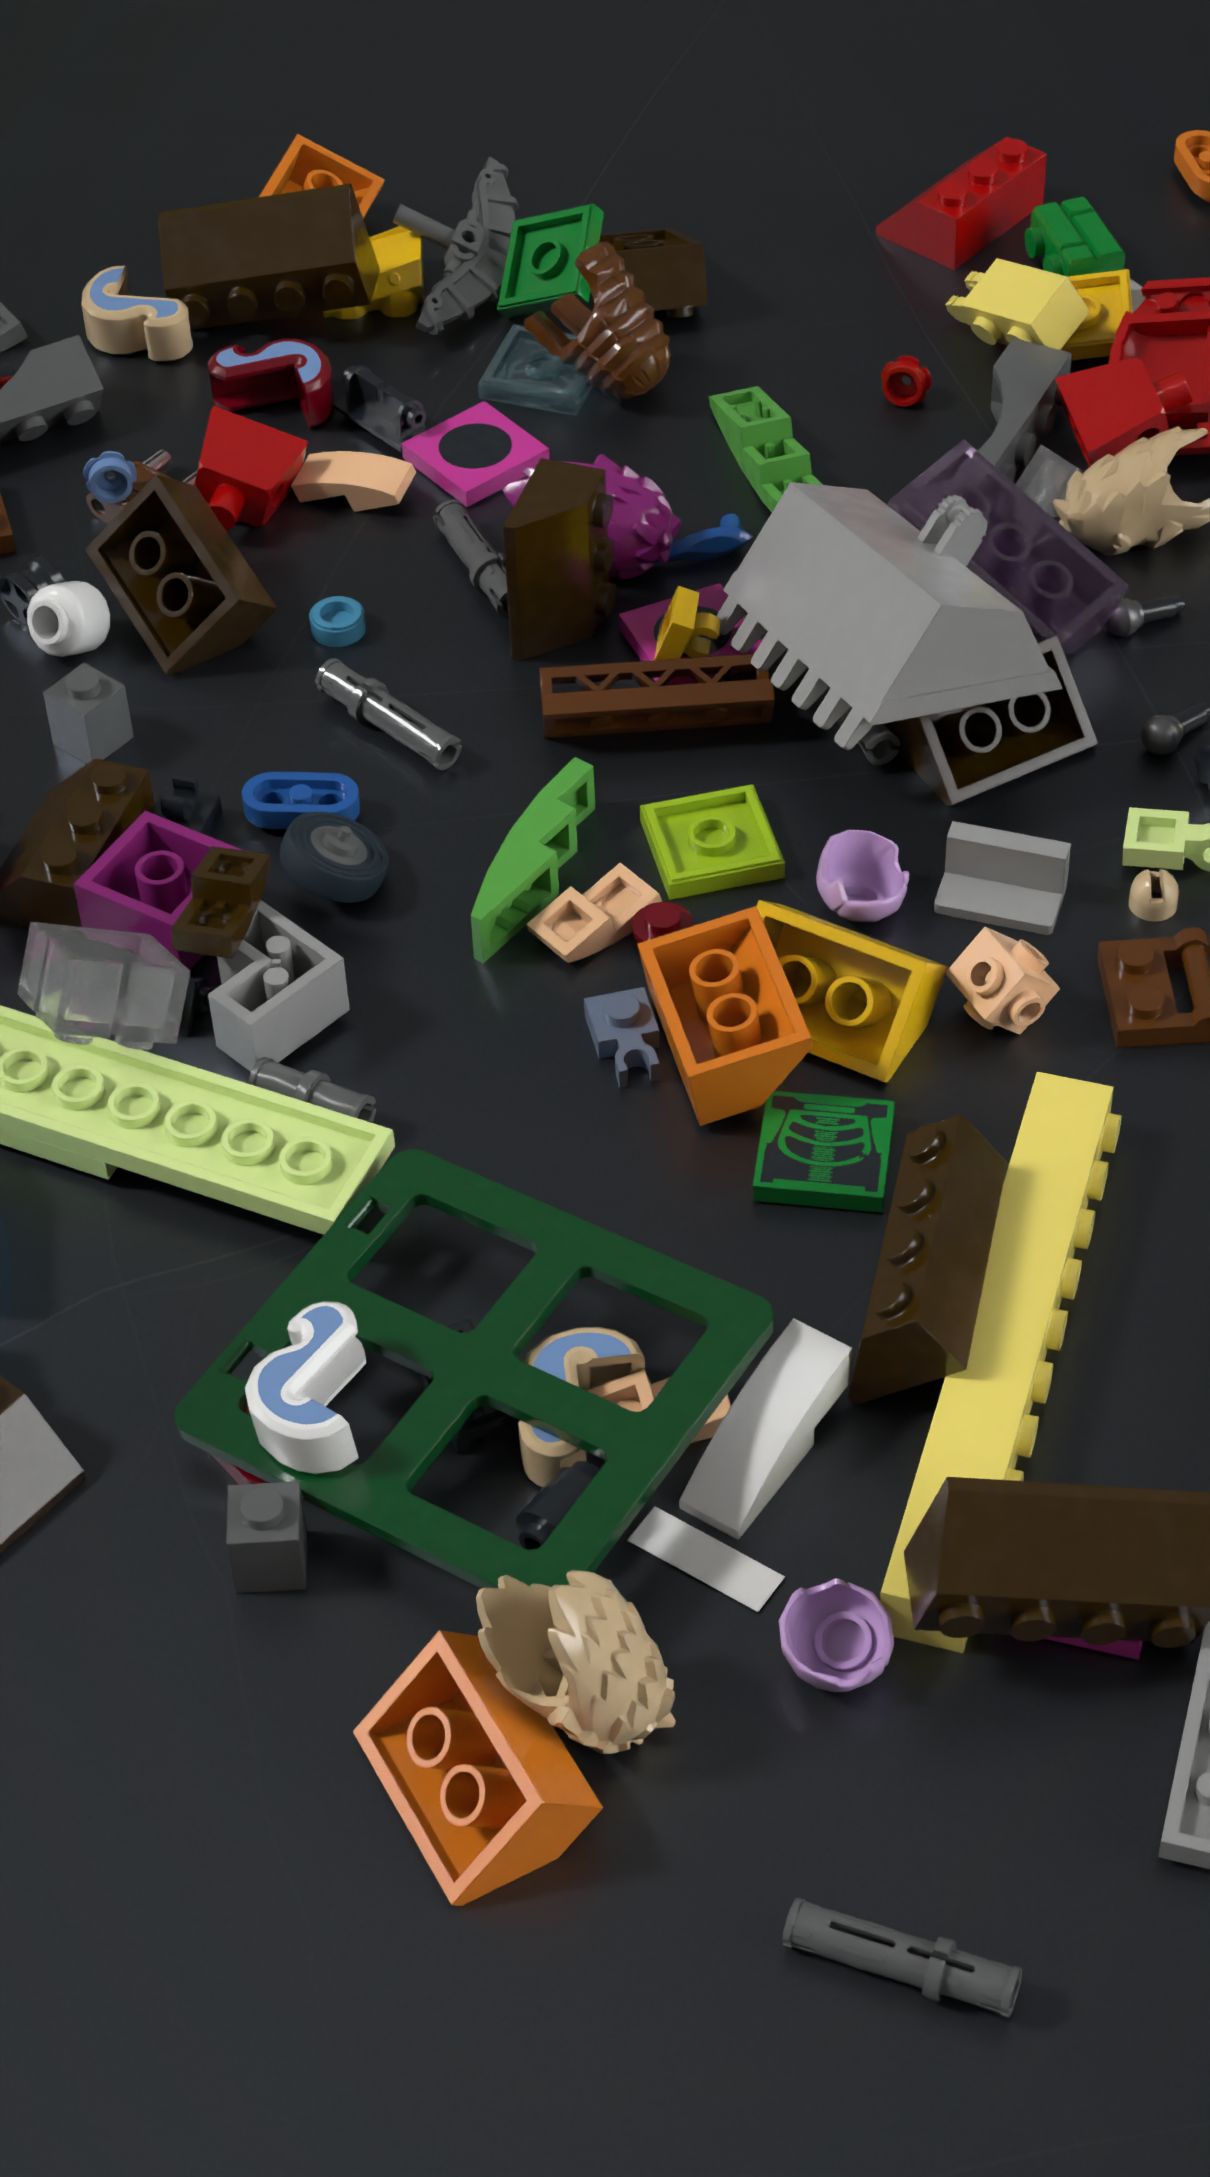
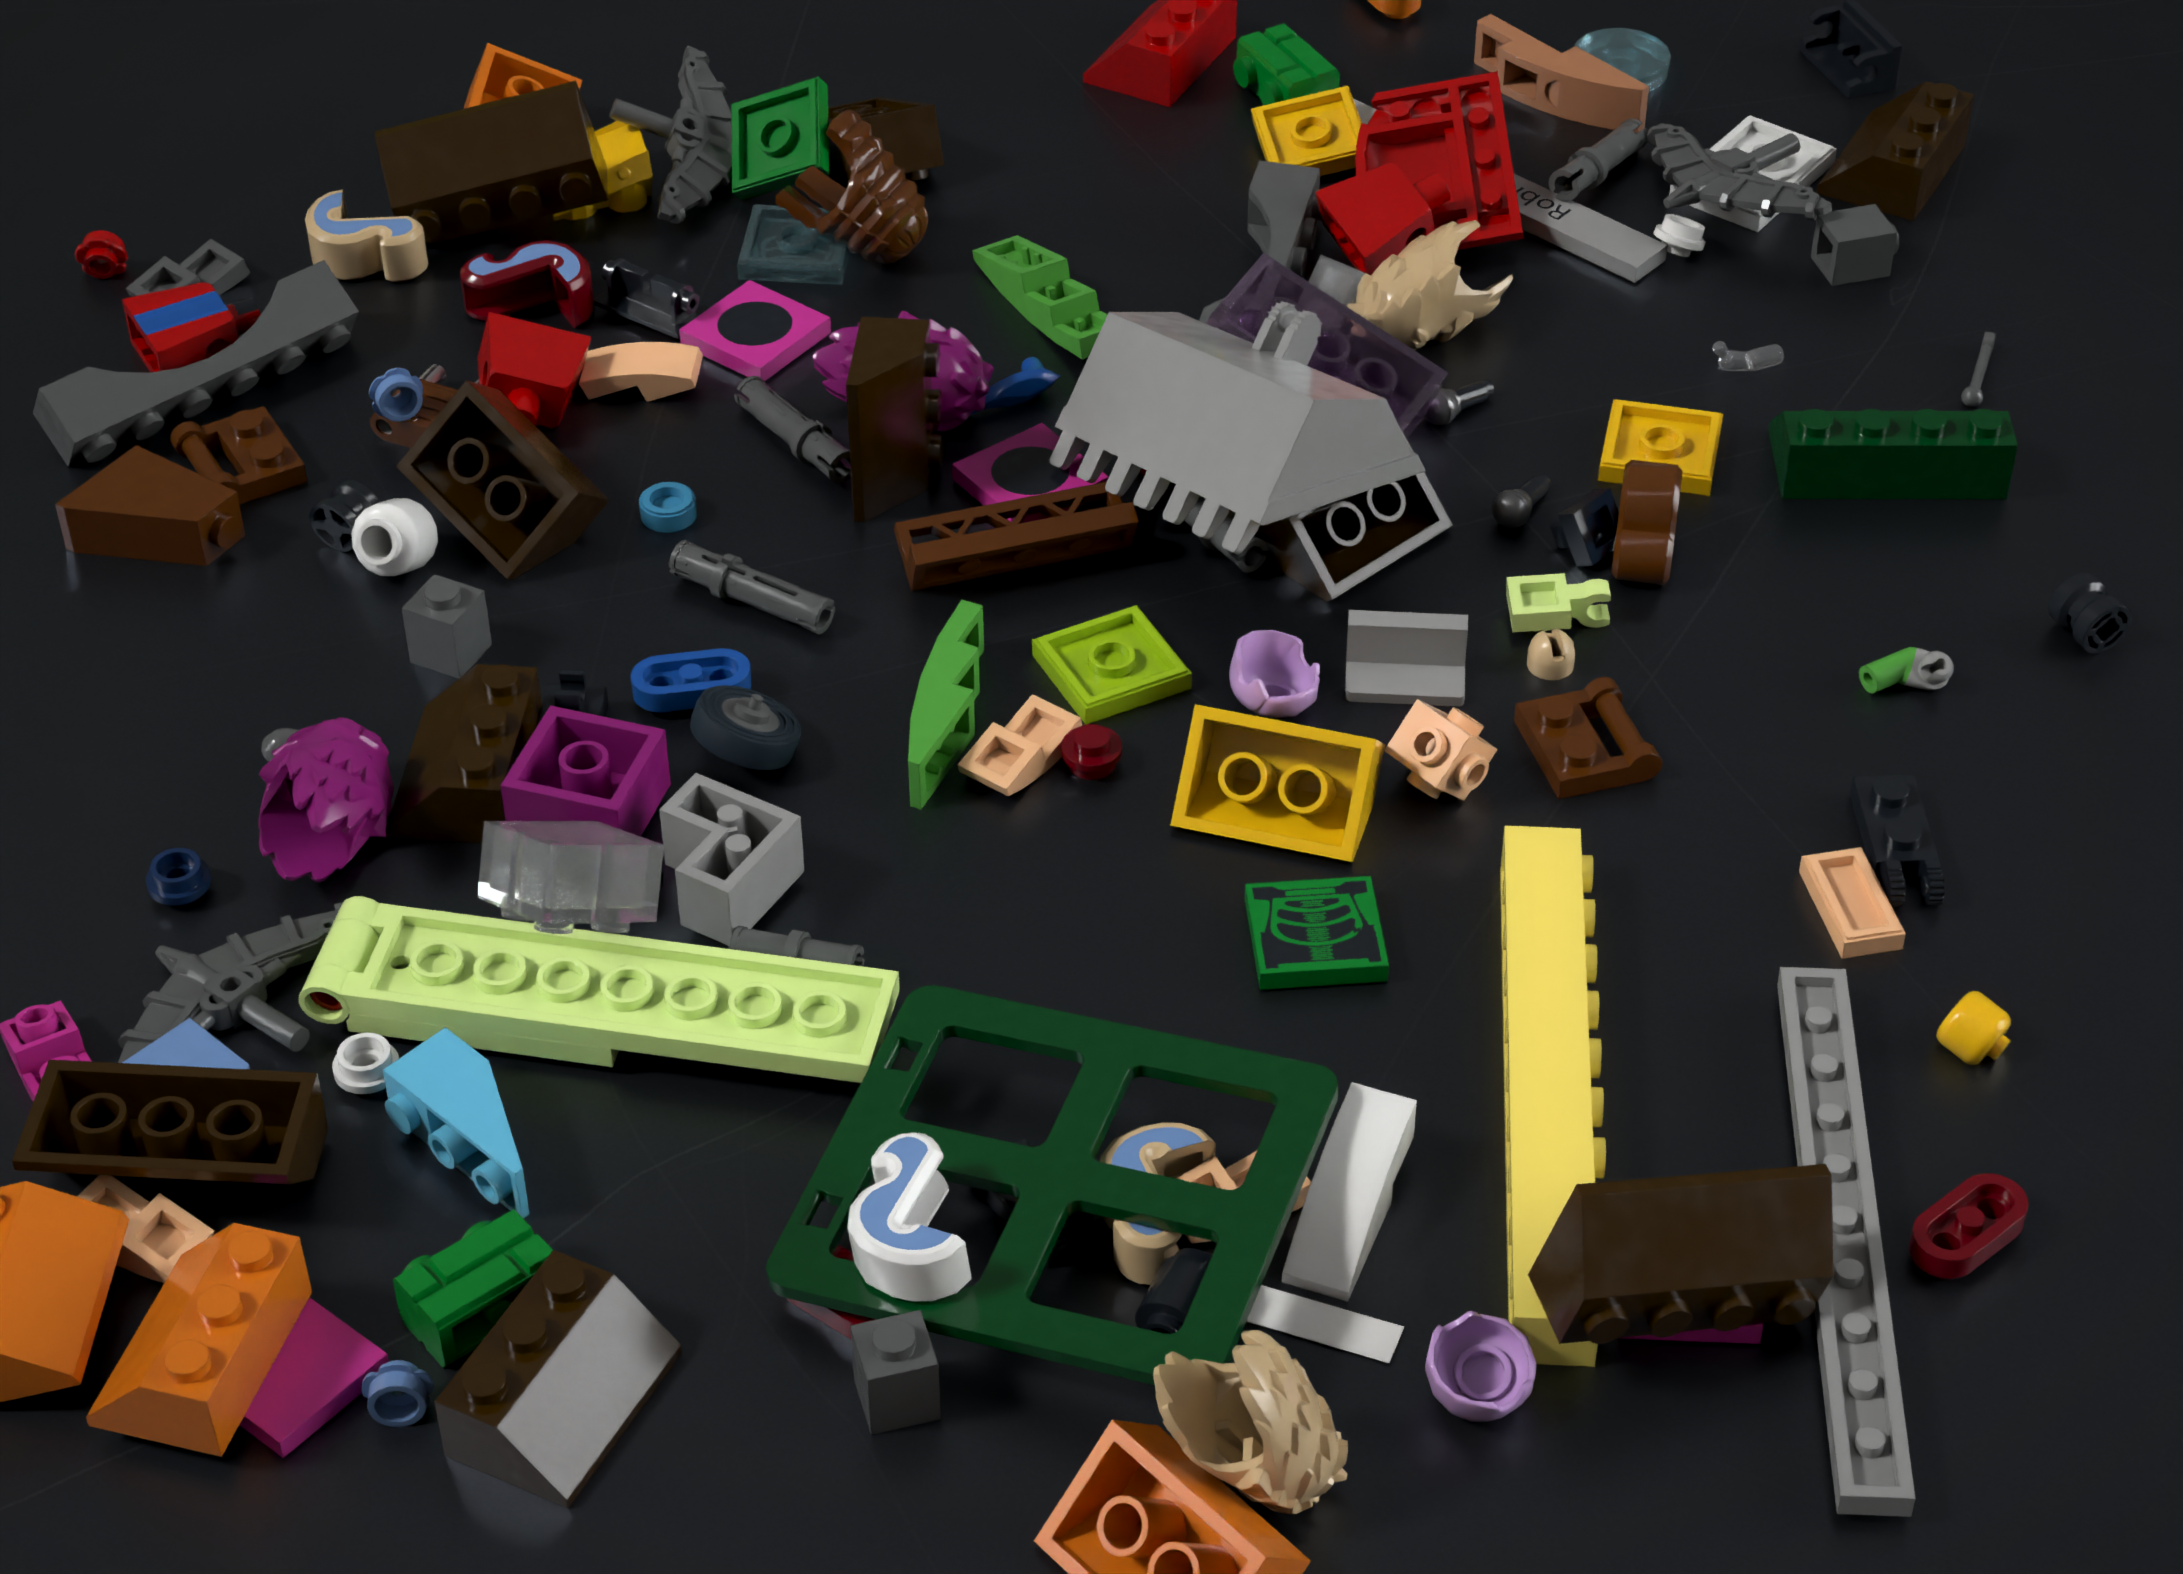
camera: 15 degrees left, 5 degrees down
(222, 902) = (663, 779): dark brown slope -> none
(624, 1028) = (1087, 848): sand blue plate -> none
(682, 626) = (1024, 463): yellow tile -> none
(725, 1012) = (1188, 815): orange slope -> none
(899, 392) = (1157, 226): red plate -> none
(930, 1261) = (1458, 1012): dark brown slope -> none
(1020, 305) = (1252, 128): light yellow hinge -> none

